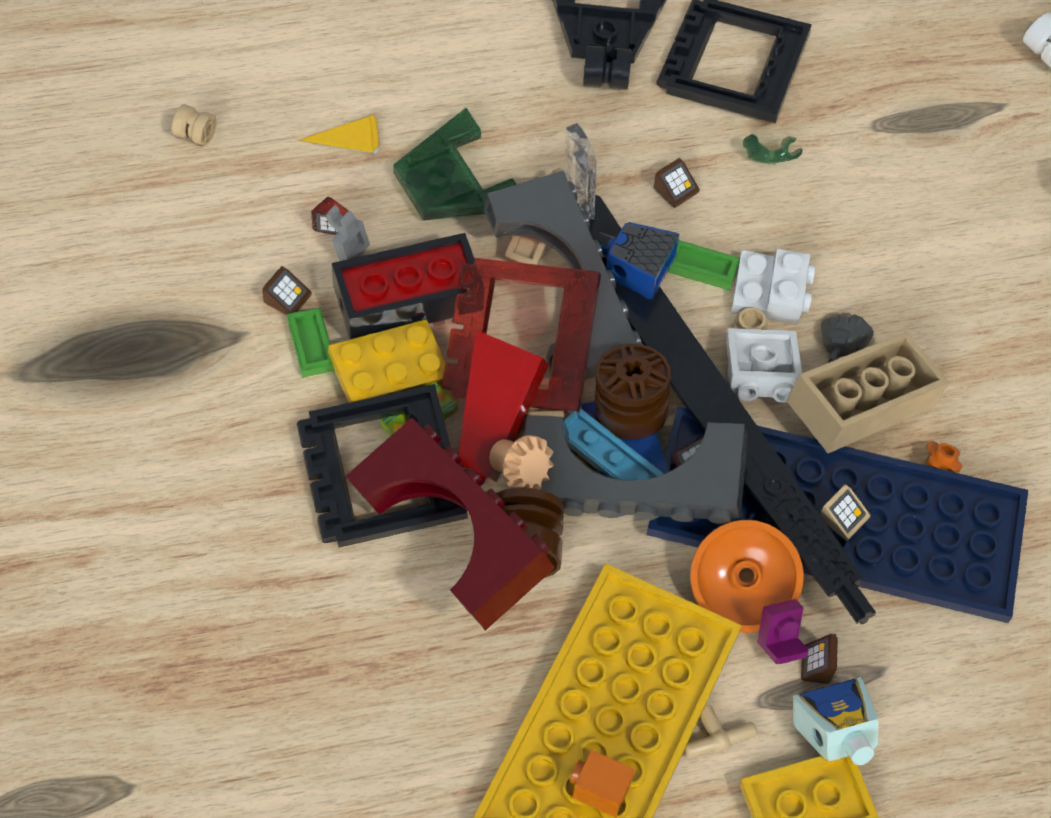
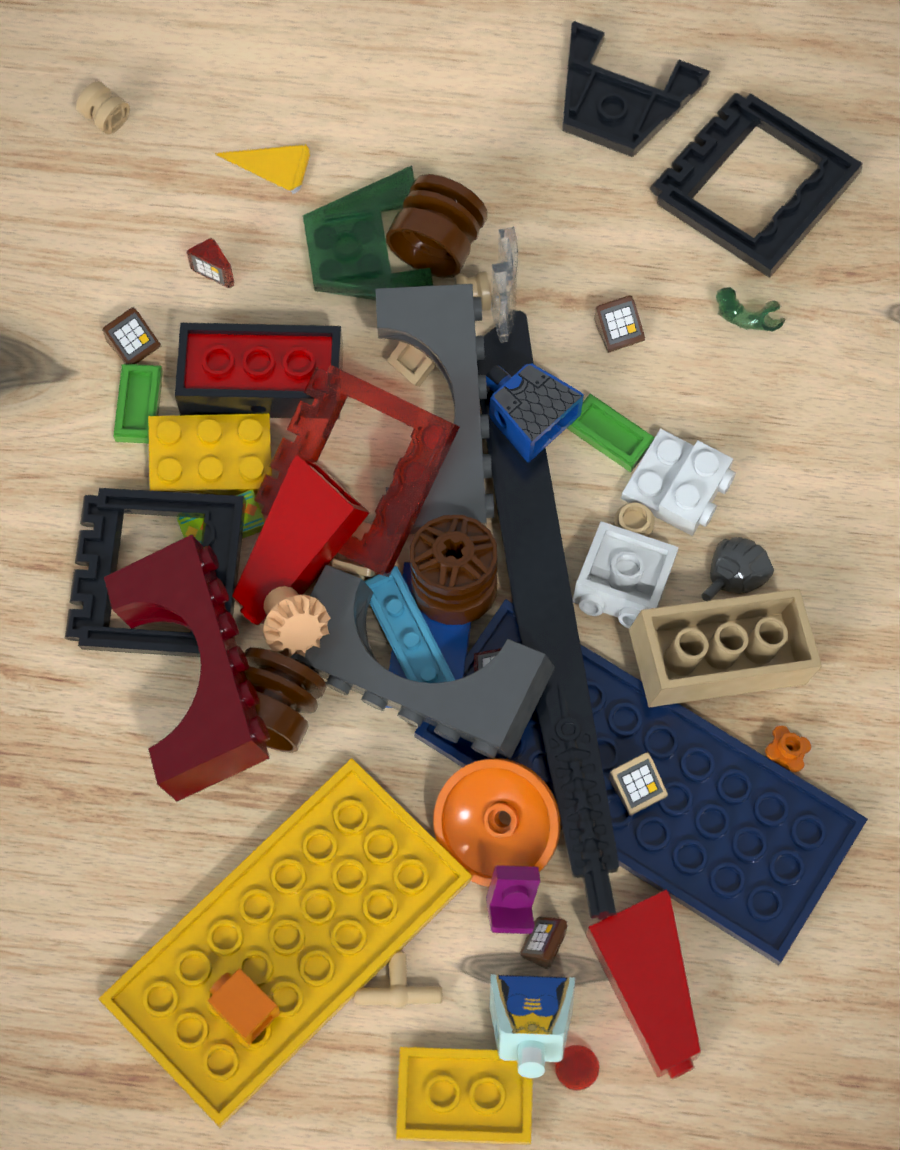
camera: 25 degrees right, 10 degrees up
(351, 235) = (221, 293): light grey plate -> none
(508, 142) = (437, 225): none -> reddish brown wheel
(607, 67) = (593, 156): black wheel -> none
(890, 752) = (577, 1068): none -> clear red plate
(918, 665) = (648, 975): none -> red slope

